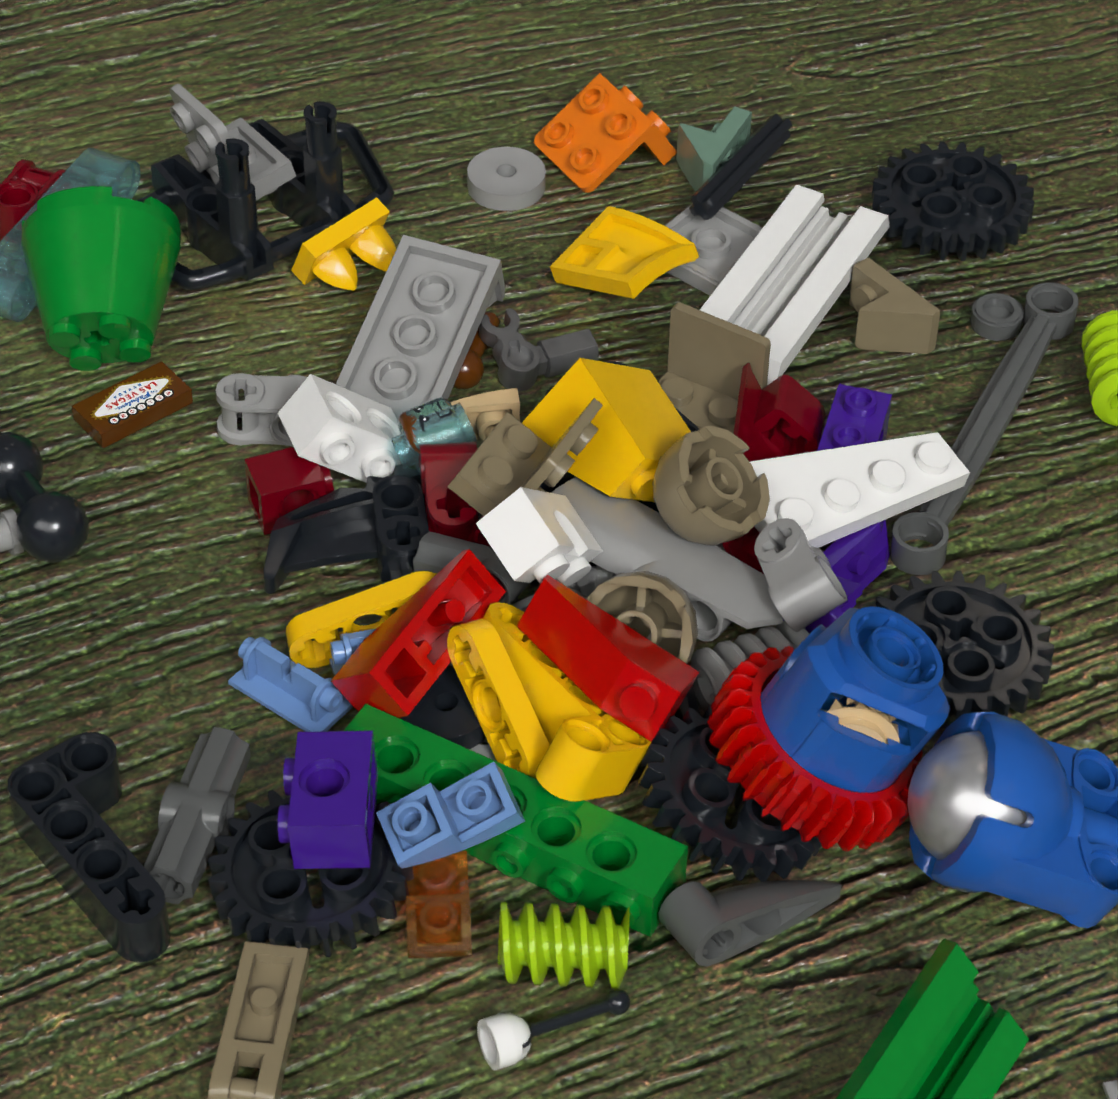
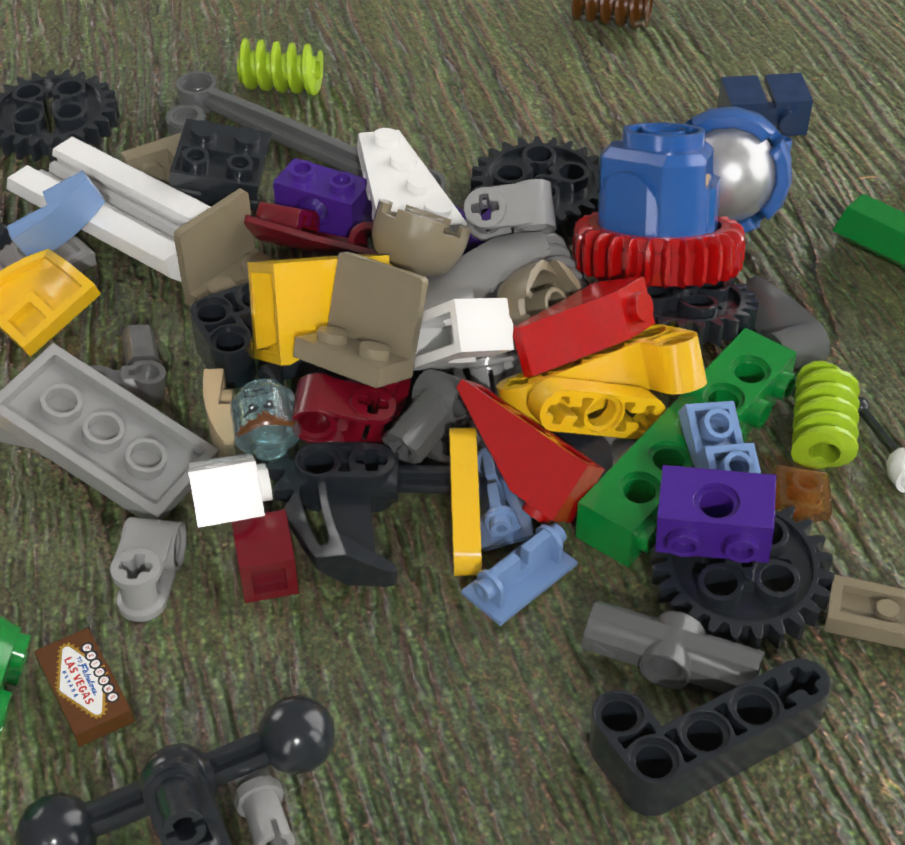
camera: 80 degrees left, 0 degrees up
(724, 229) = (67, 211): none -> medium blue slope
(879, 337) = (219, 160): none -> black plate

